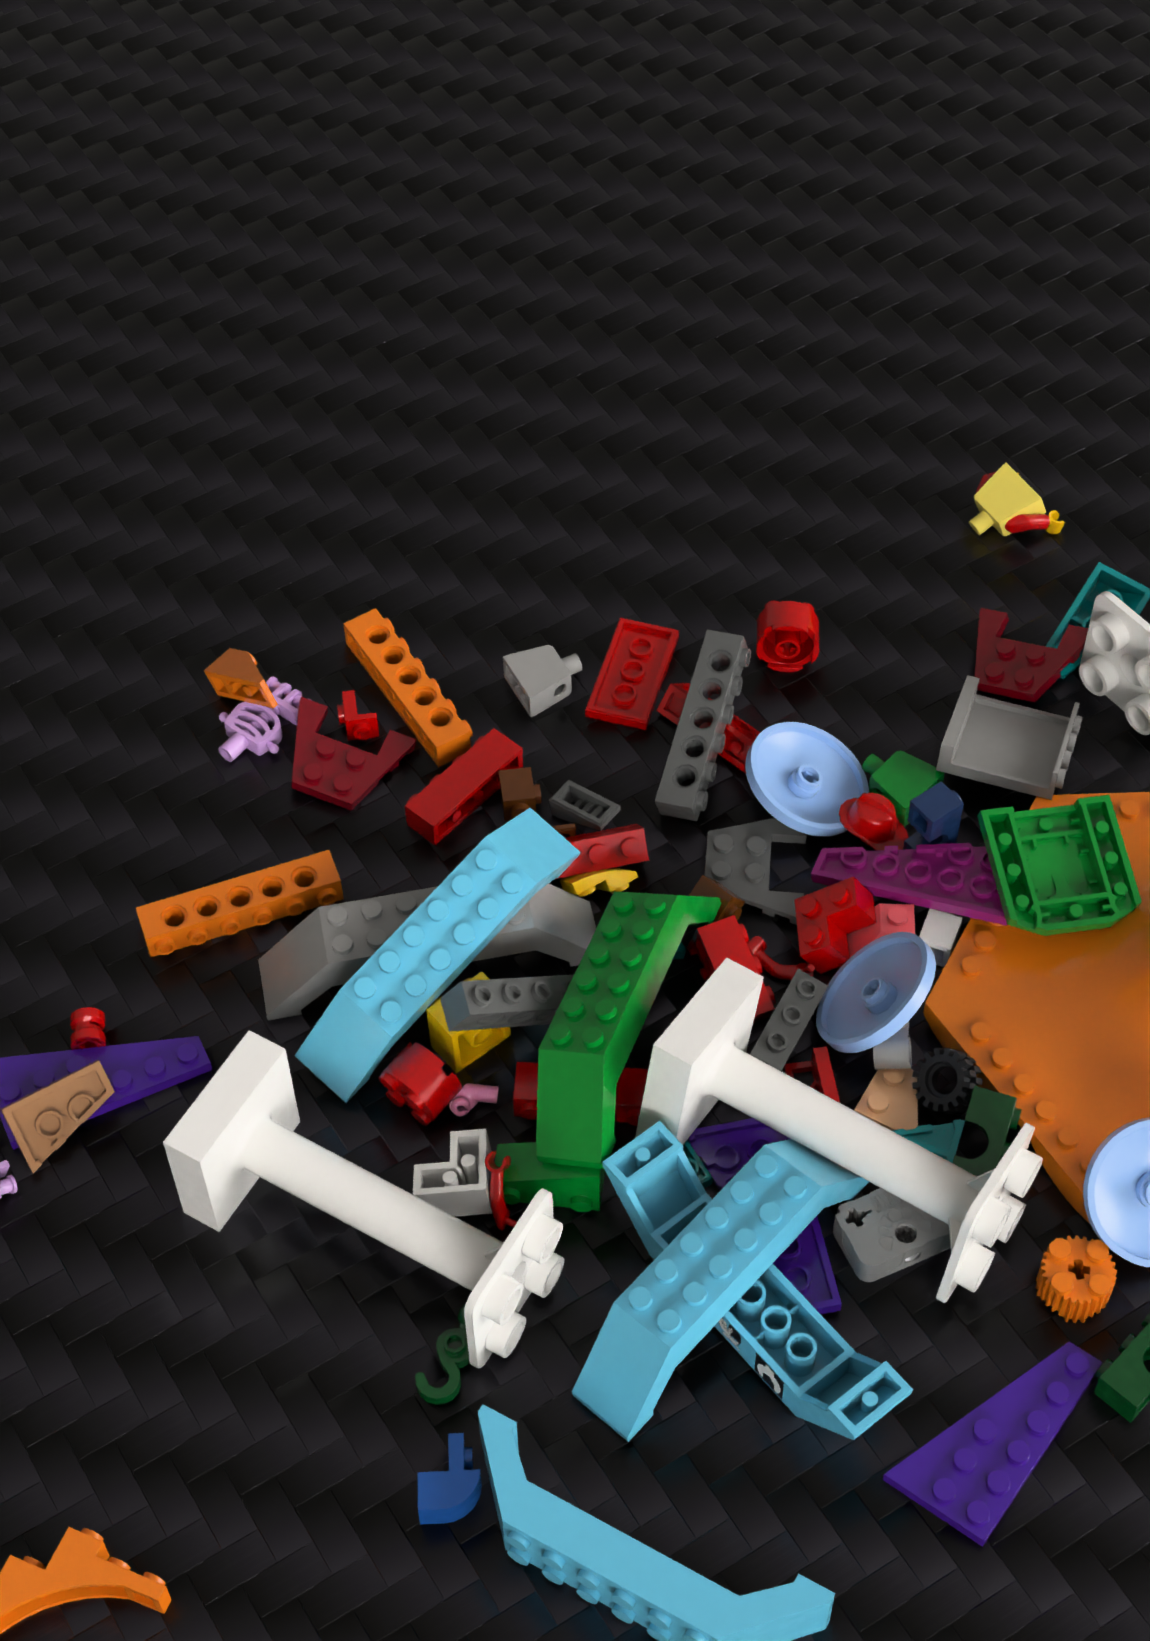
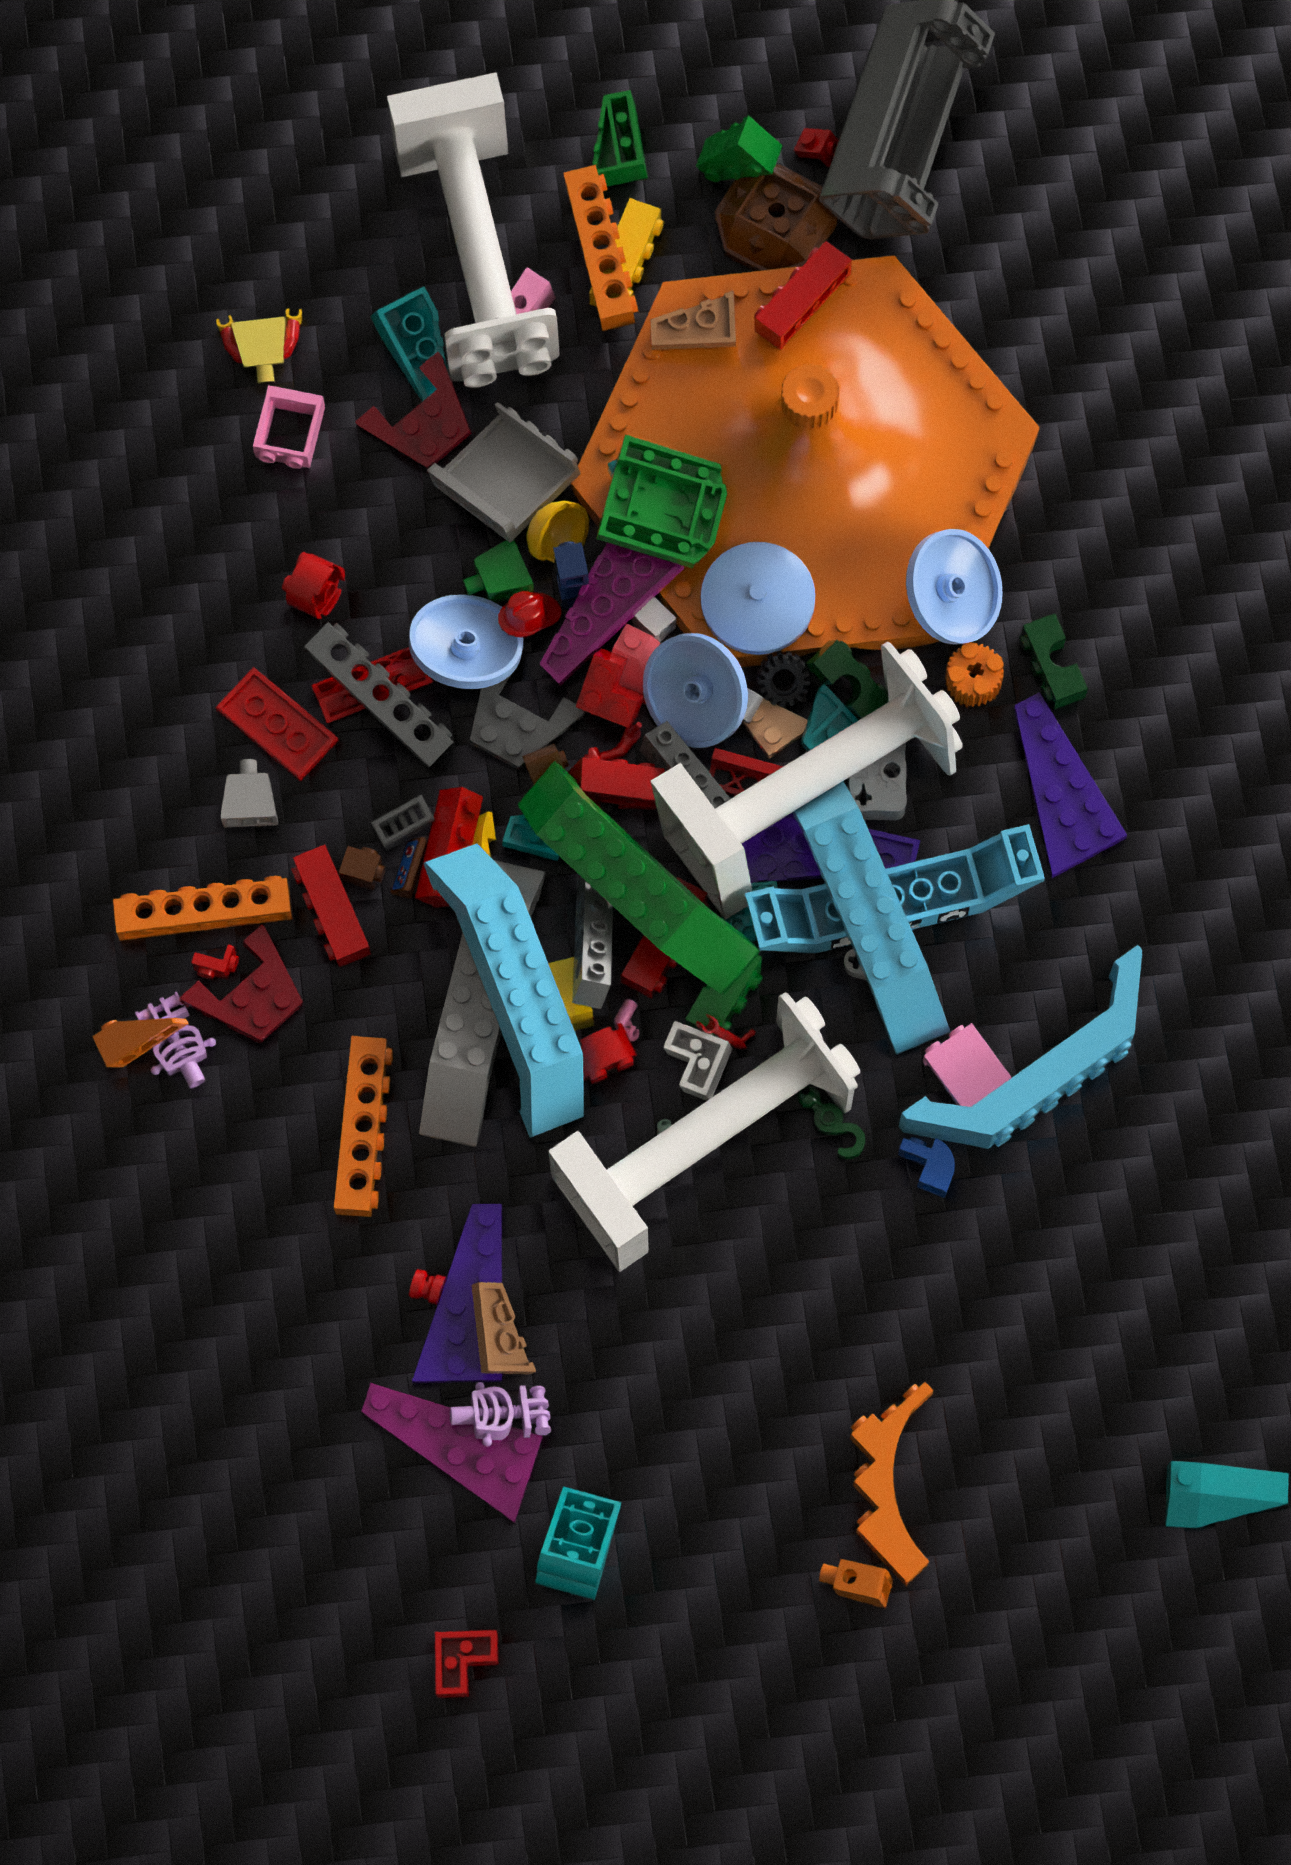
camera: 65 degrees left, 20 degrees up
(590, 1466) = (966, 1066): none -> bright pink panel
(935, 539) = (291, 401): none -> bright pink window
(978, 792) = (554, 525): none -> yellow cylinder
(1018, 1009) = (757, 598): none -> light blue dish

